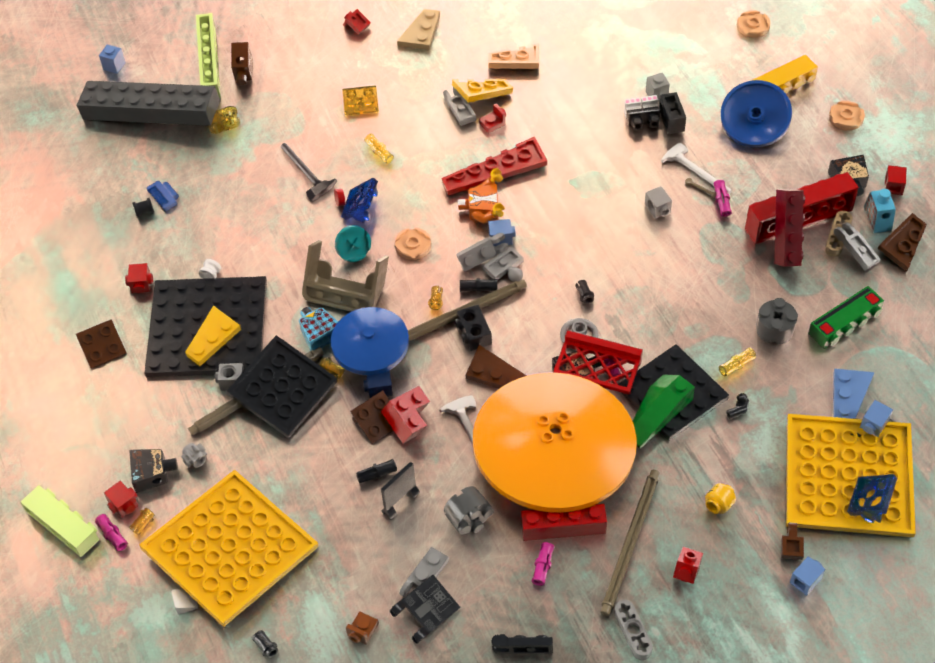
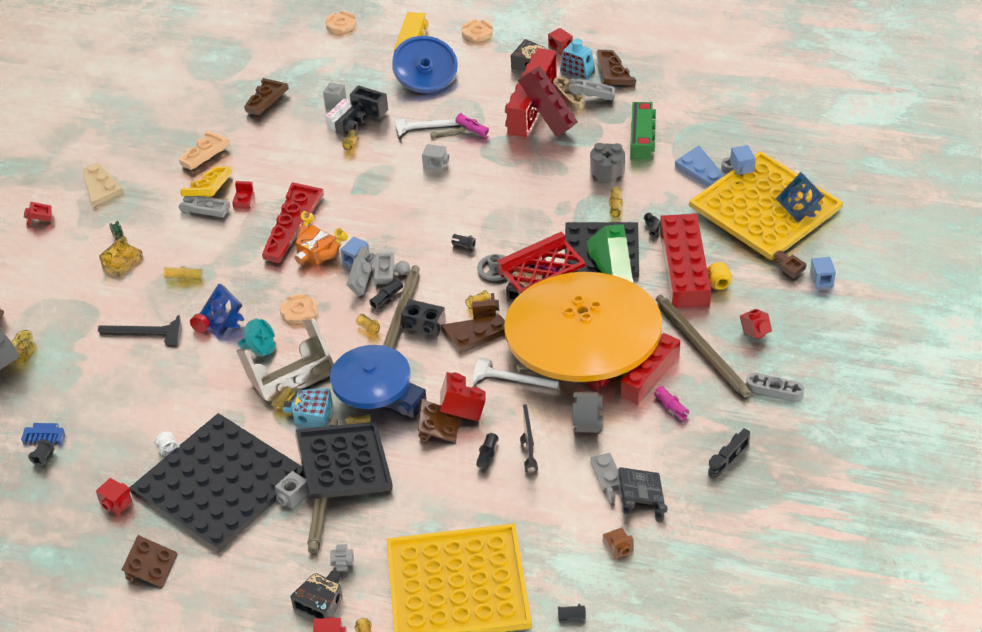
camera: 50 degrees left, 10 degrees down
(211, 336) = (239, 477): yellow wing -> none
(313, 303) = (285, 395): none -> clear yellow pin
(383, 76) = (116, 229): none -> dark green bush
(522, 362) = (485, 308): none -> reddish brown bracket
(529, 348) = (482, 296): none -> clear yellow pin
(616, 46) = (265, 96): none -> reddish brown wing
(617, 136) = (349, 142): none -> clear yellow pin
(714, 460) = (685, 261): none -> red brick

